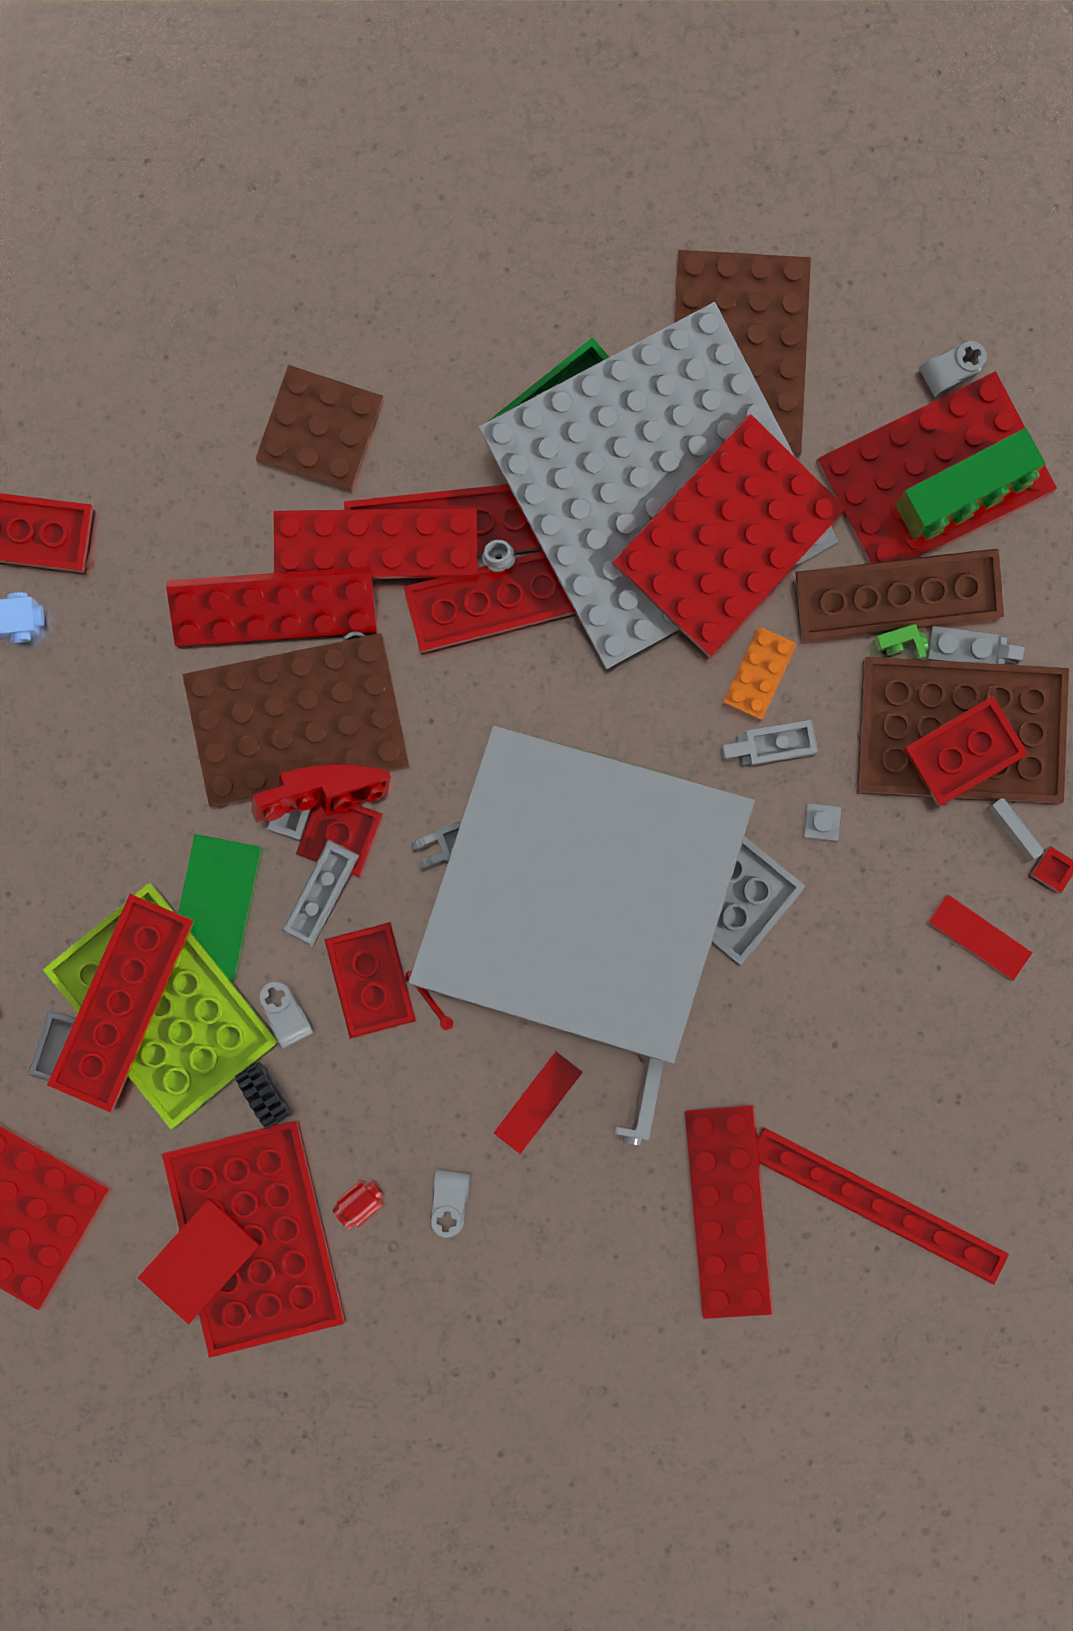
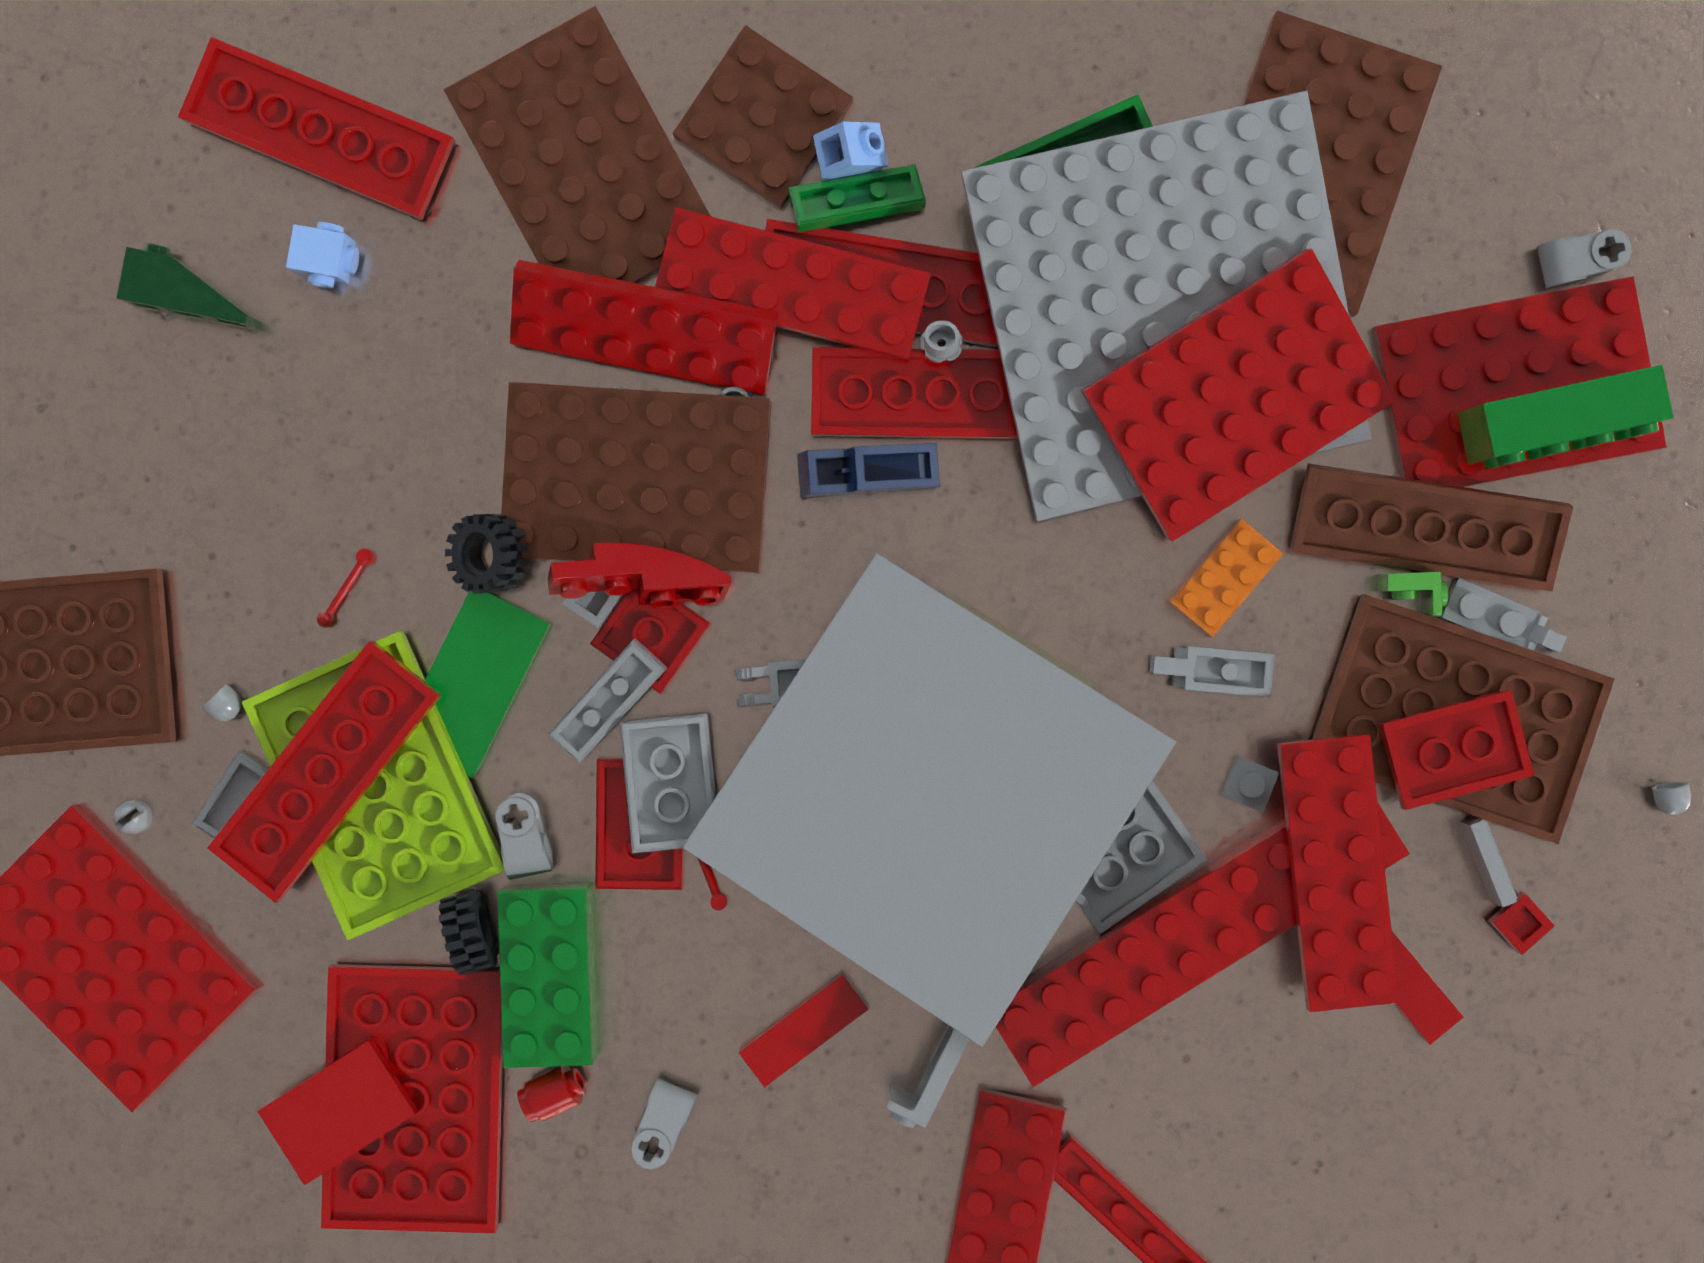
camera: 20 degrees right, 5 degrees up
(28, 977) = (224, 704): none -> light grey hinge
(106, 837) = (364, 558): none -> red hinge
(184, 805) = (467, 553): none -> black tyre
(187, 490) = (577, 151): none -> copper plate
(331, 1112) = (548, 975): none -> green brick
(381, 938) = (666, 779): none -> light grey tile
(392, 434) = (850, 149): none -> light blue brick
(406, 468) = (856, 198): none -> green tile
(469, 666) = (868, 469): none -> dark blue slope
(811, 941) = (1158, 952): none -> red brick
(902, 865) = (1338, 873): none -> red plate

